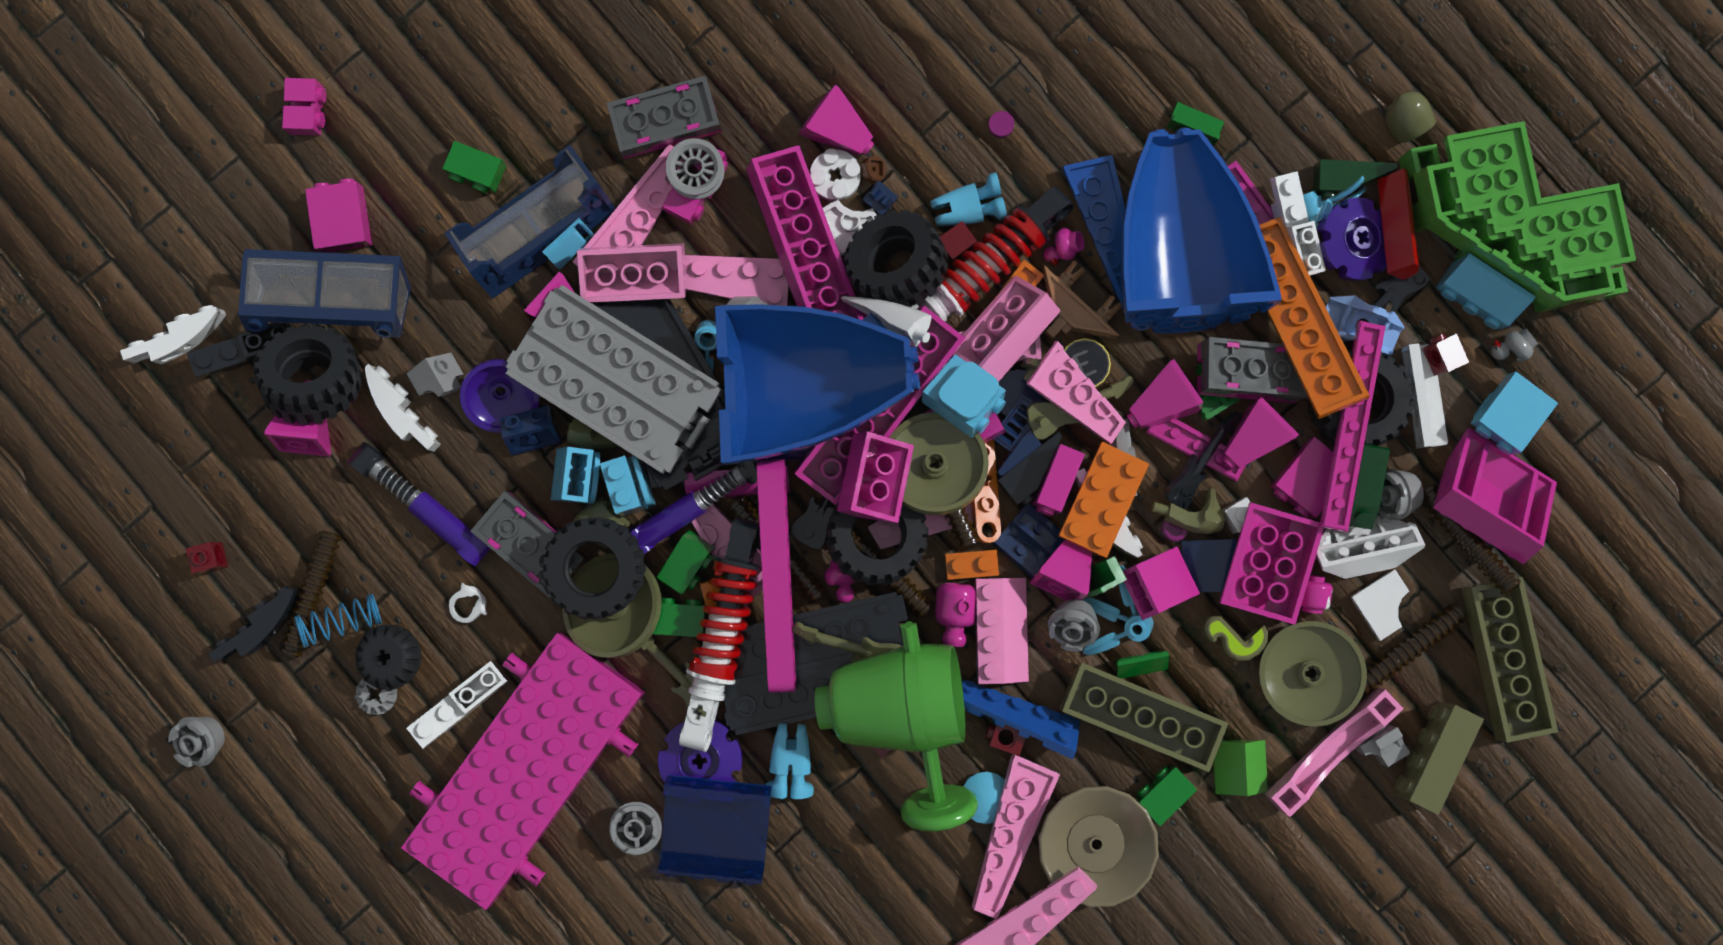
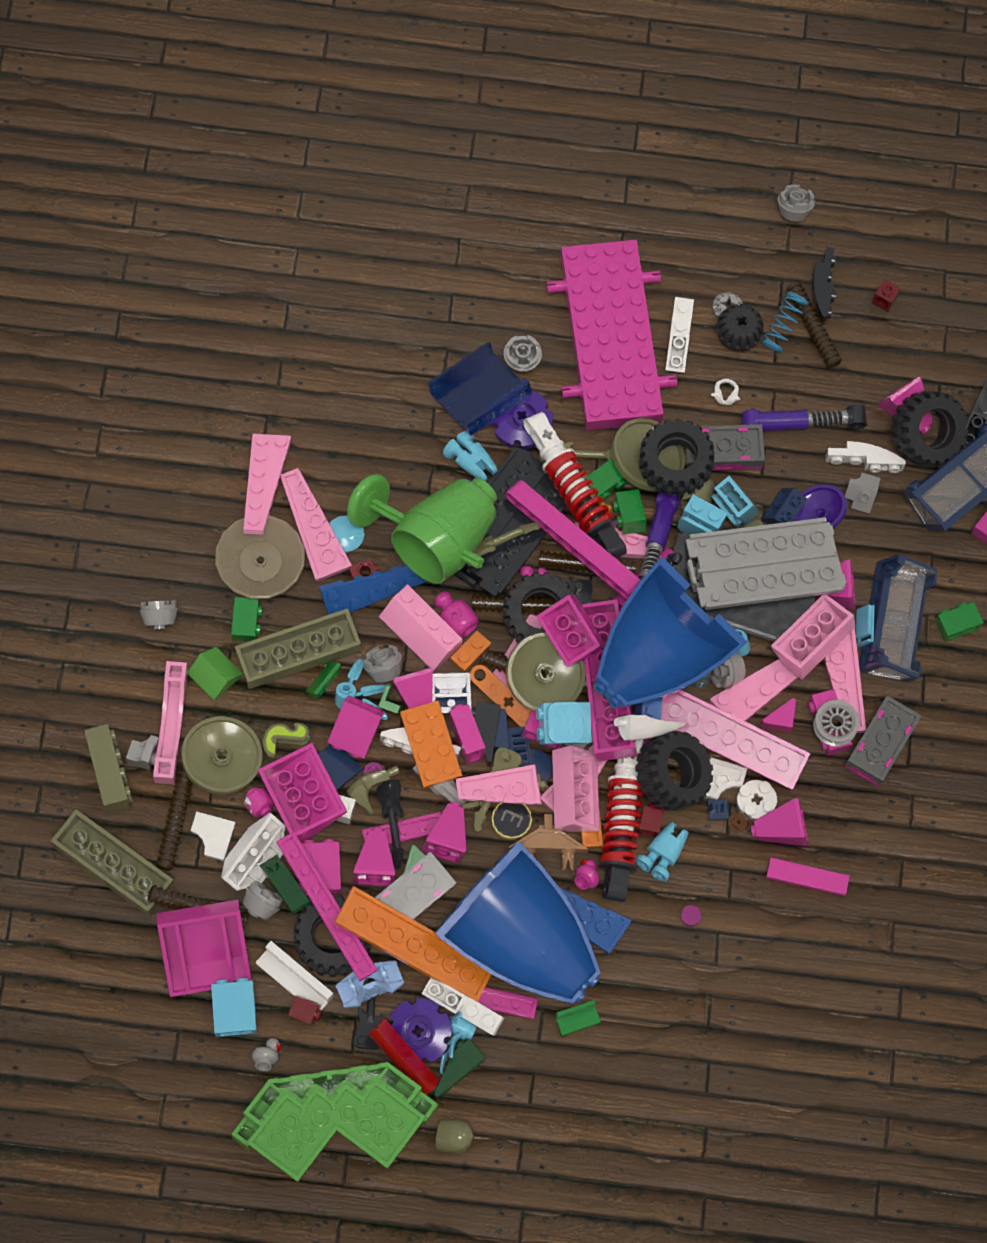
camera: 130 degrees right, 15 degrees down
(736, 228) = (781, 719): none -> dark pink slope
(857, 62) = (807, 876): none -> dark pink tile
(1248, 877) = (159, 613): none -> light grey cone
(1484, 292) = (315, 1062): medium azure slope -> none

